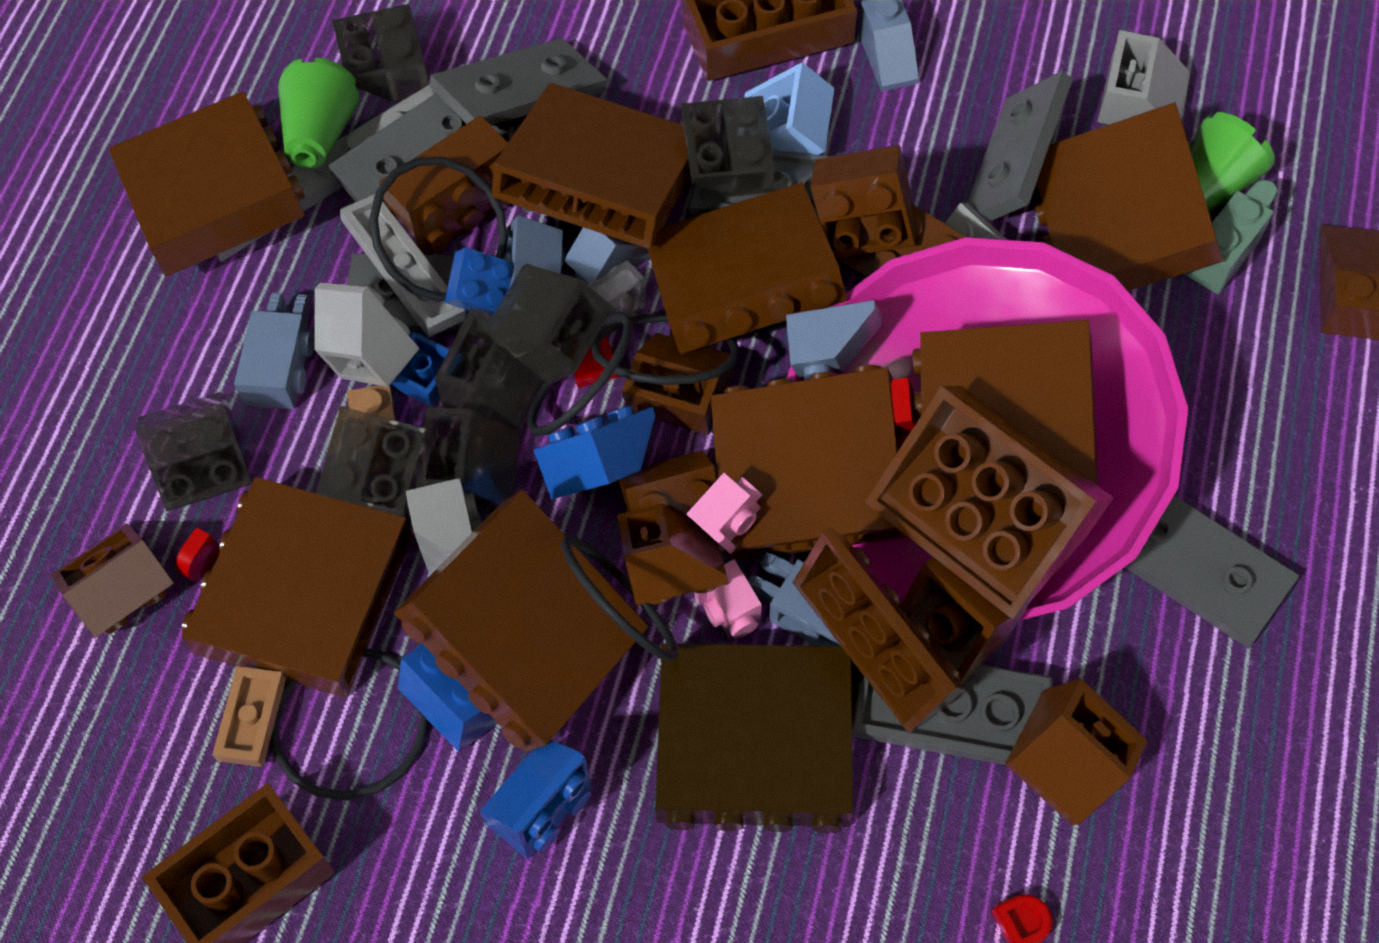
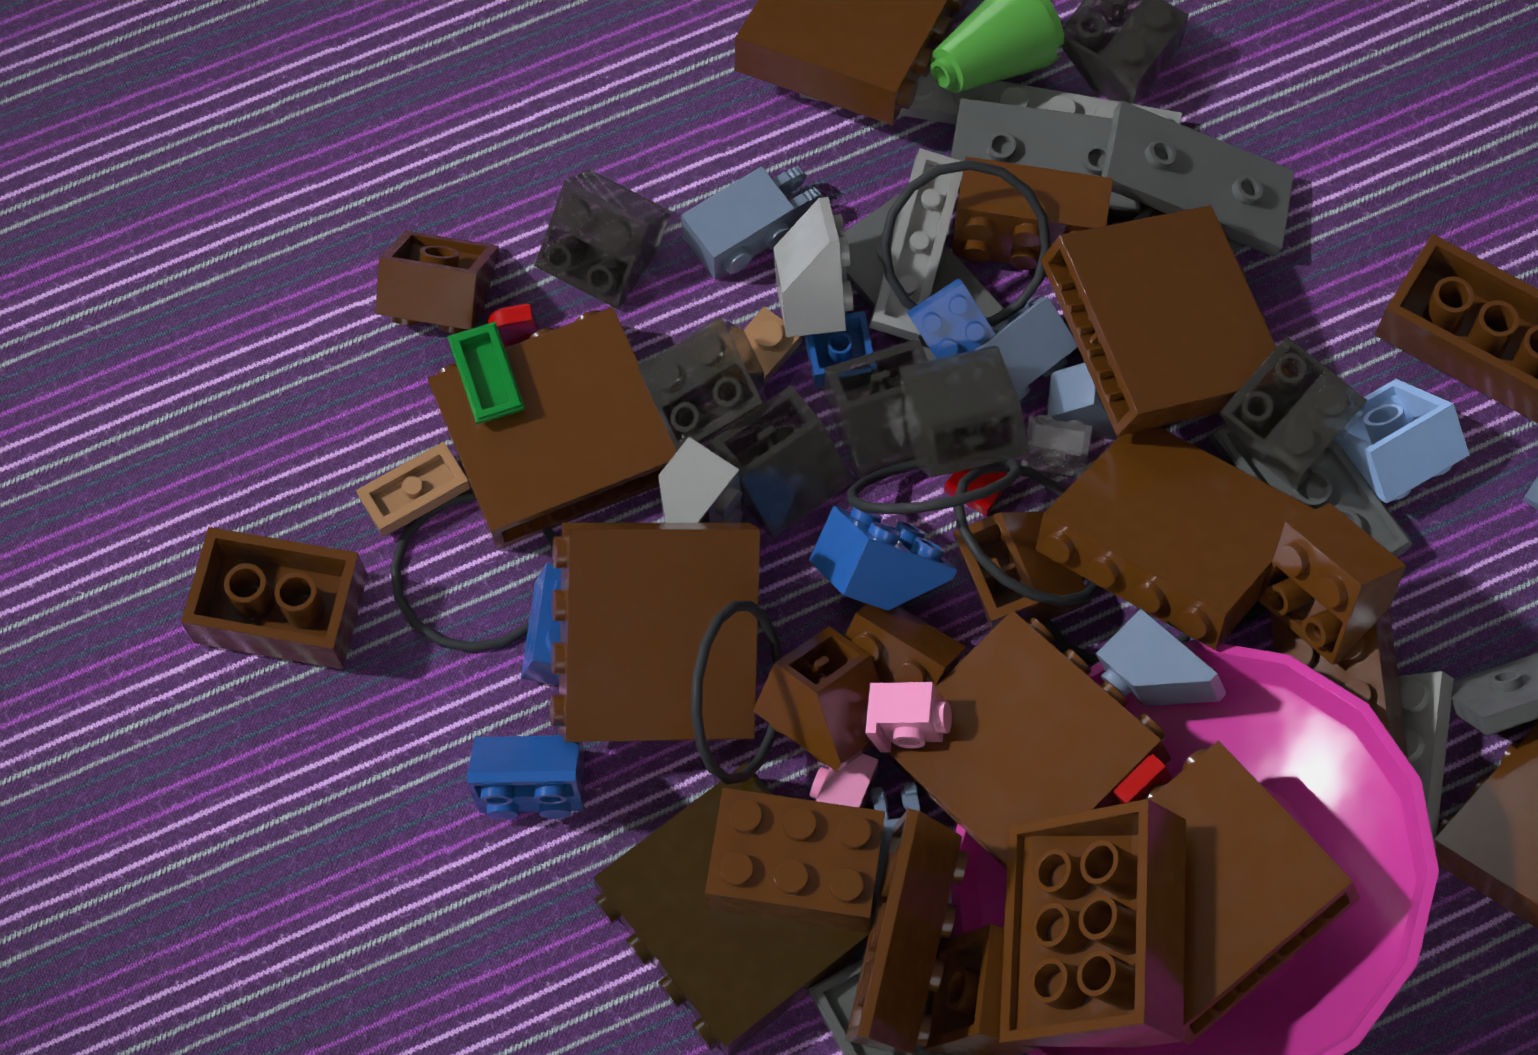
camera: 50 degrees right, 5 degrees up
(220, 592) = (486, 373): none -> green tile
(765, 659) = (794, 860): none -> reddish brown brick

